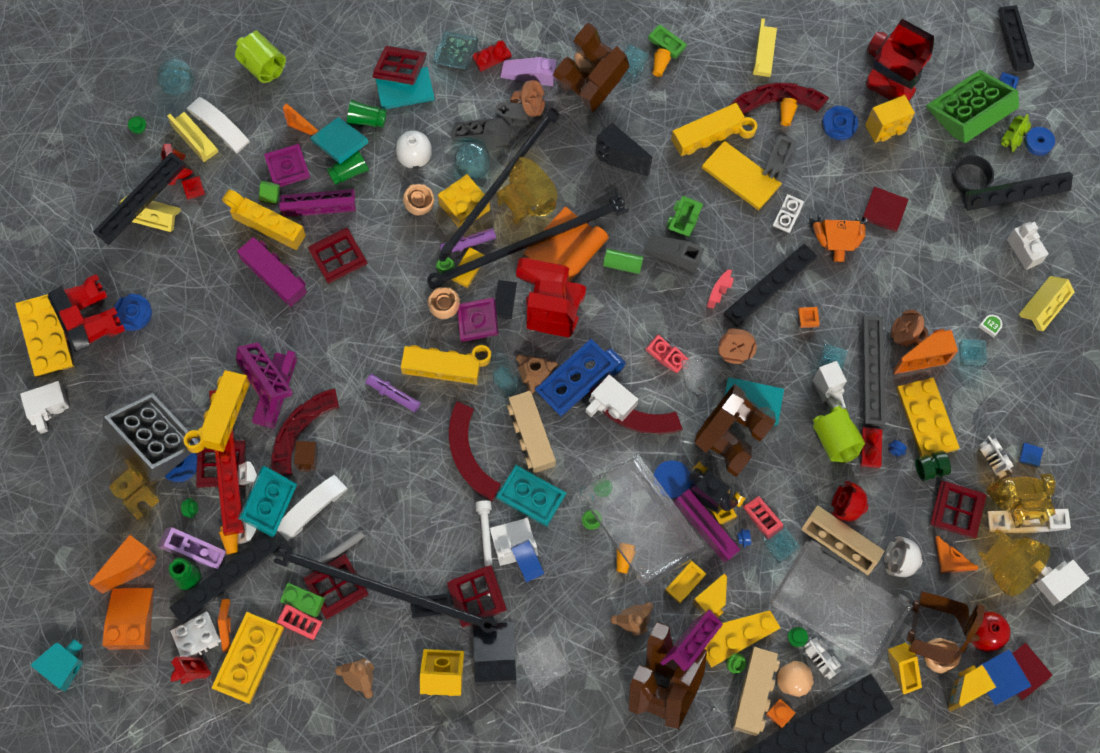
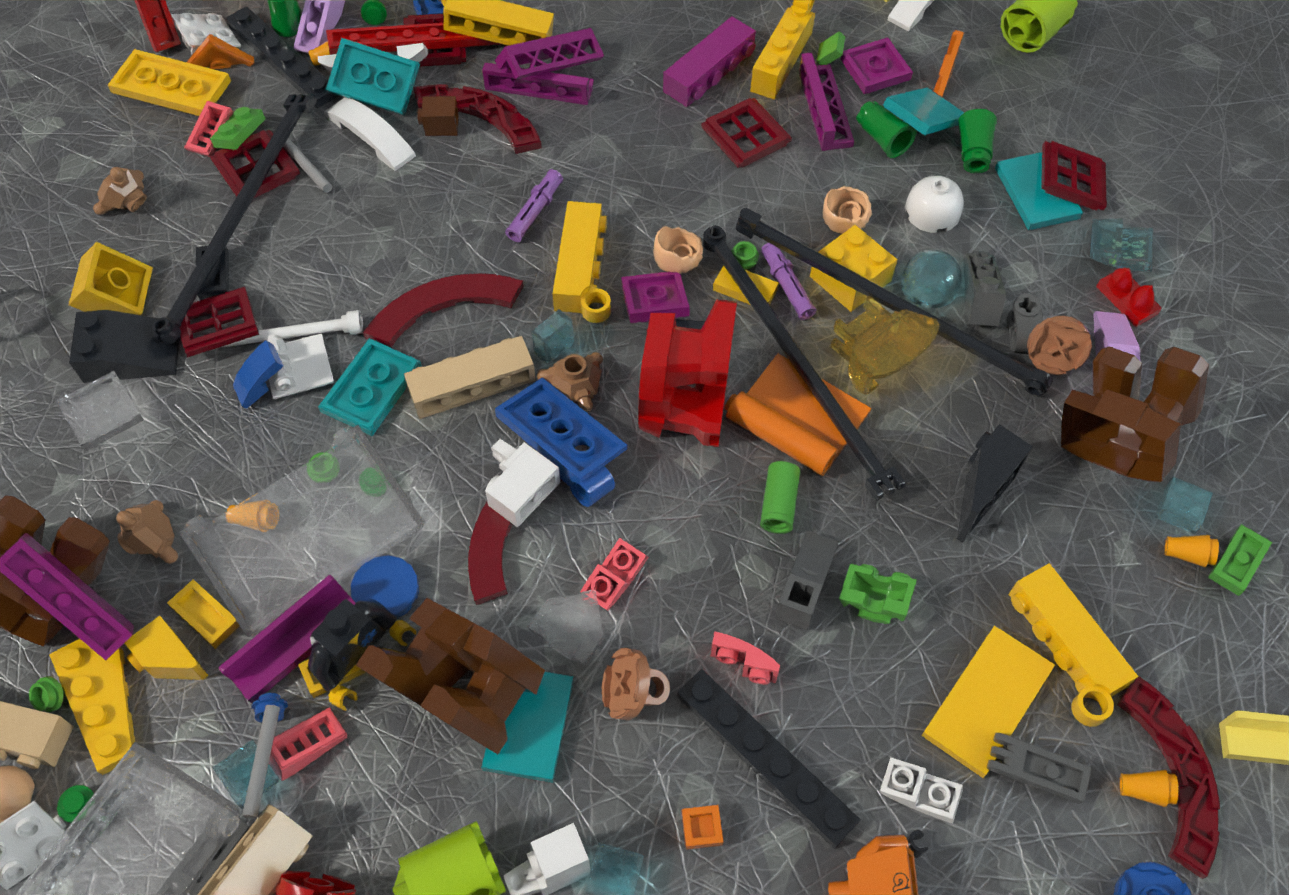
camera: 90 degrees right, 10 degrees down
(779, 533) = (261, 762): none -> light grey bar

